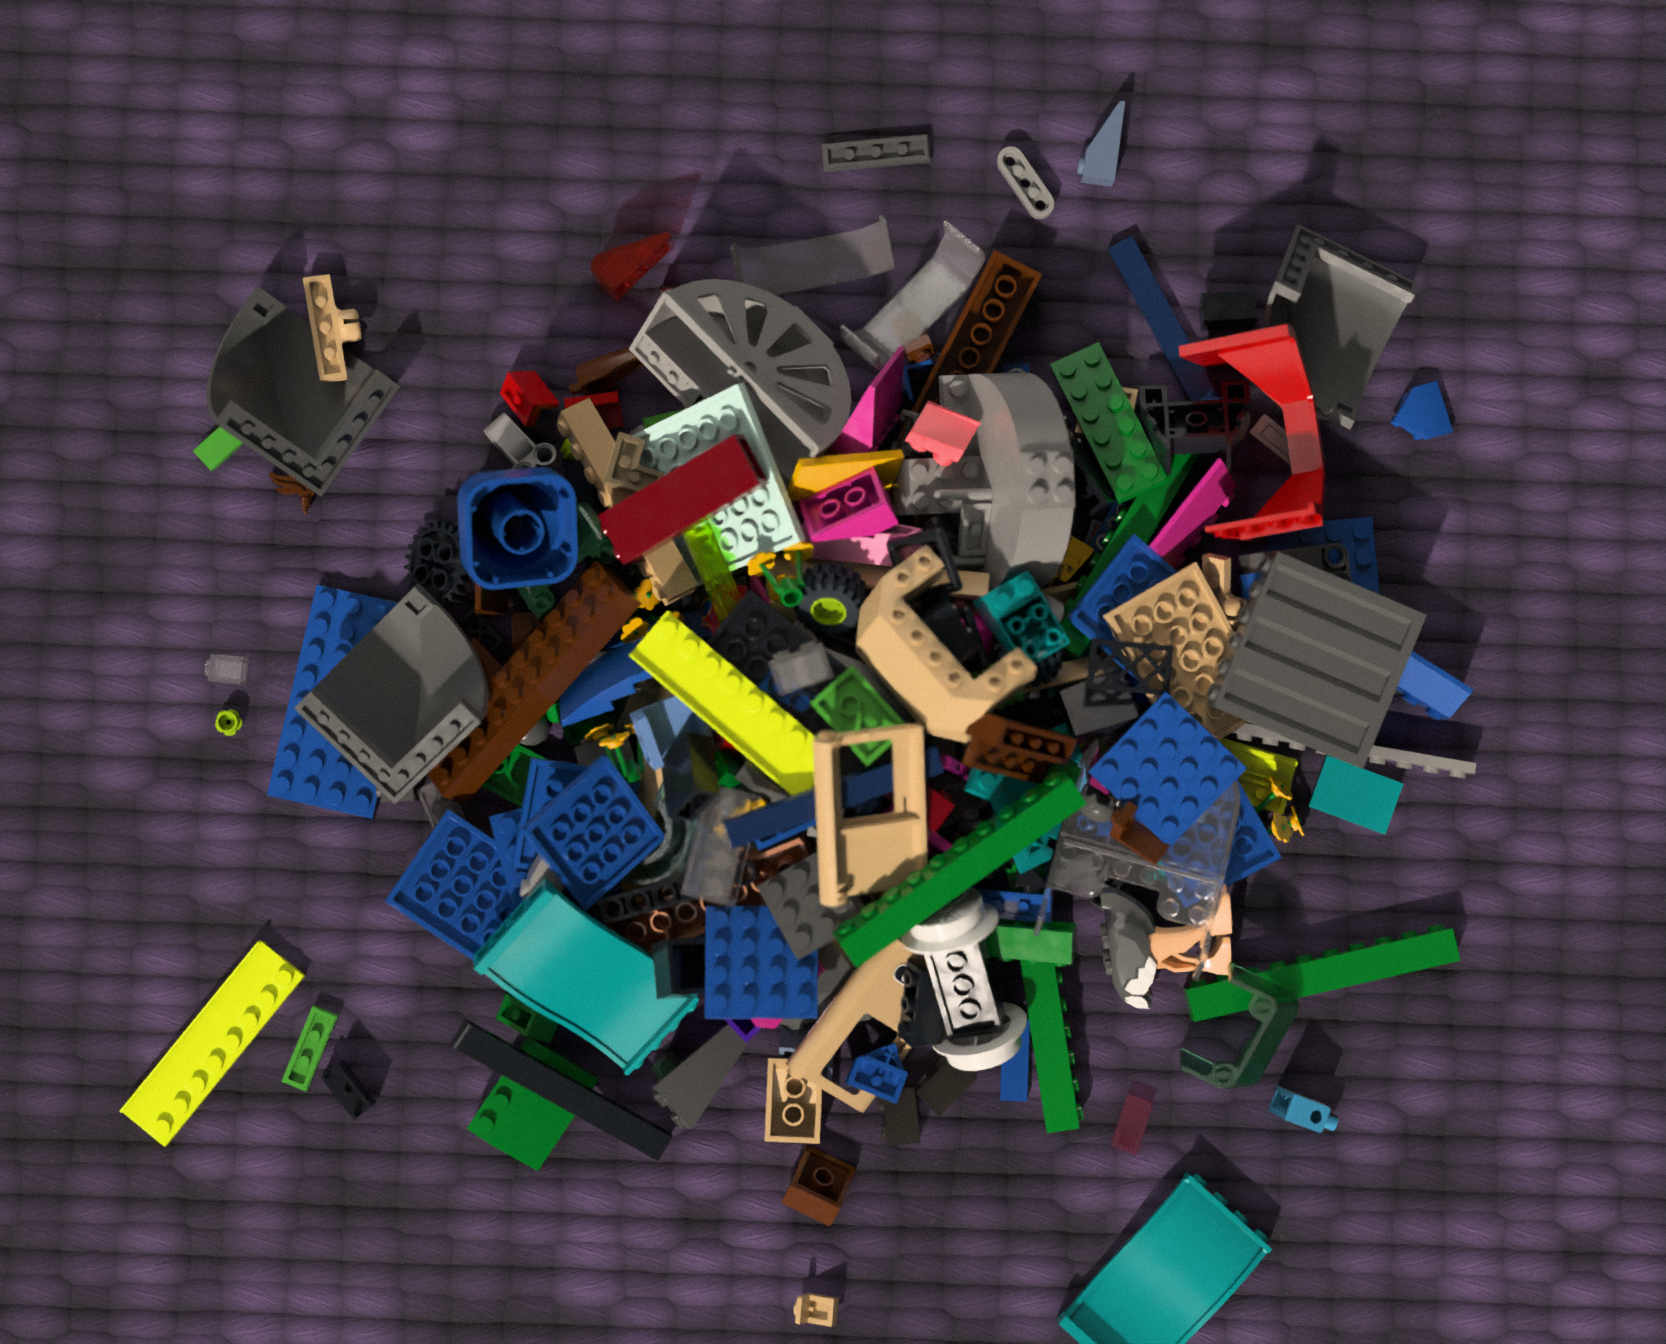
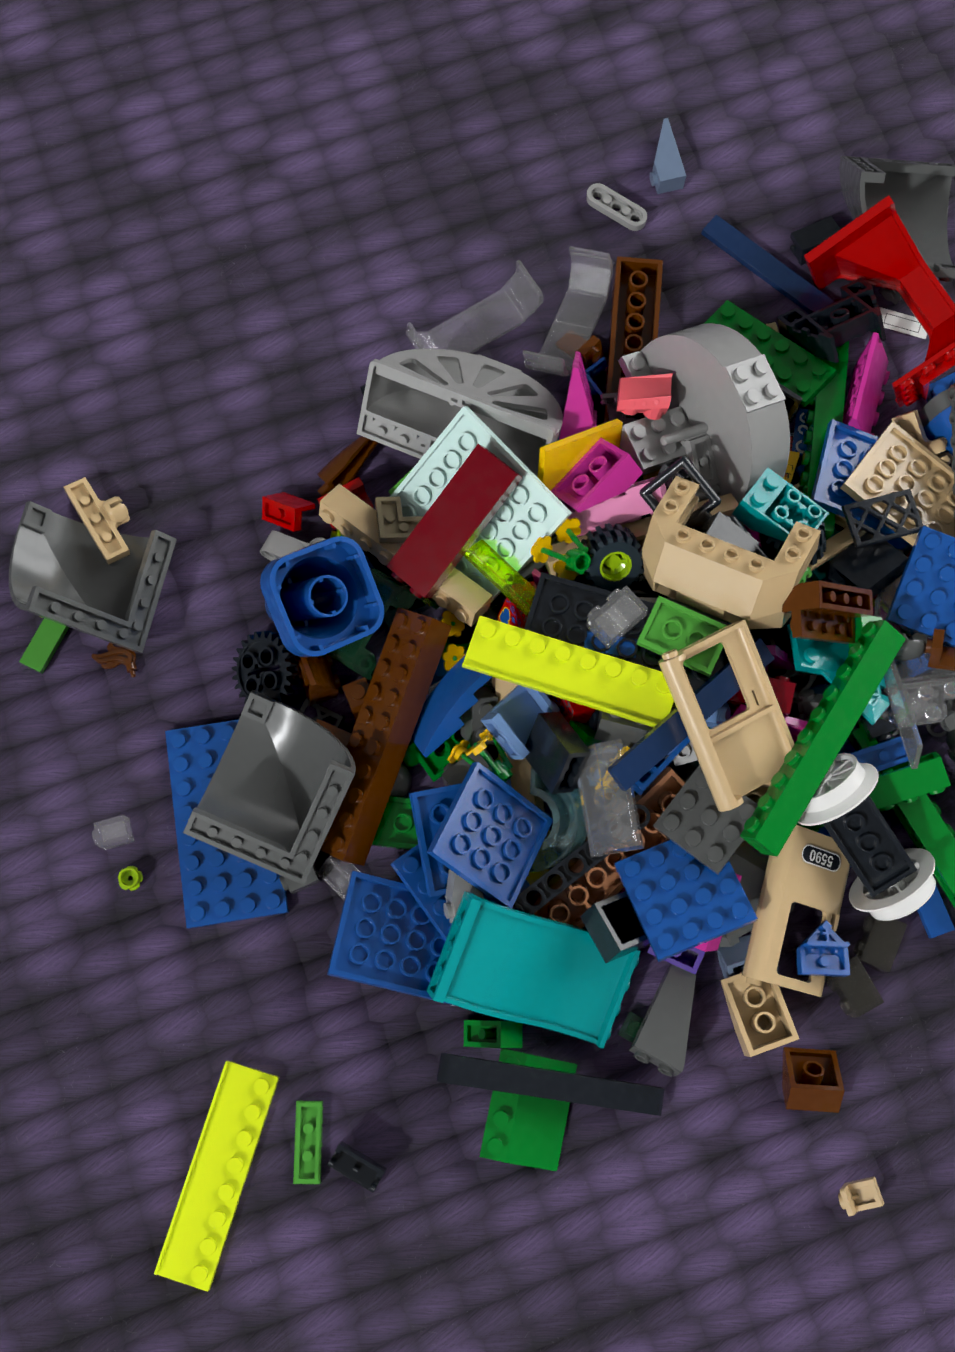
camera: 20 degrees left, 10 degrees down
(625, 265) = (328, 375): clear red slope -> none
(876, 153) = (490, 229): dark grey tile -> none
(920, 1013) = (837, 881): black slope -> none

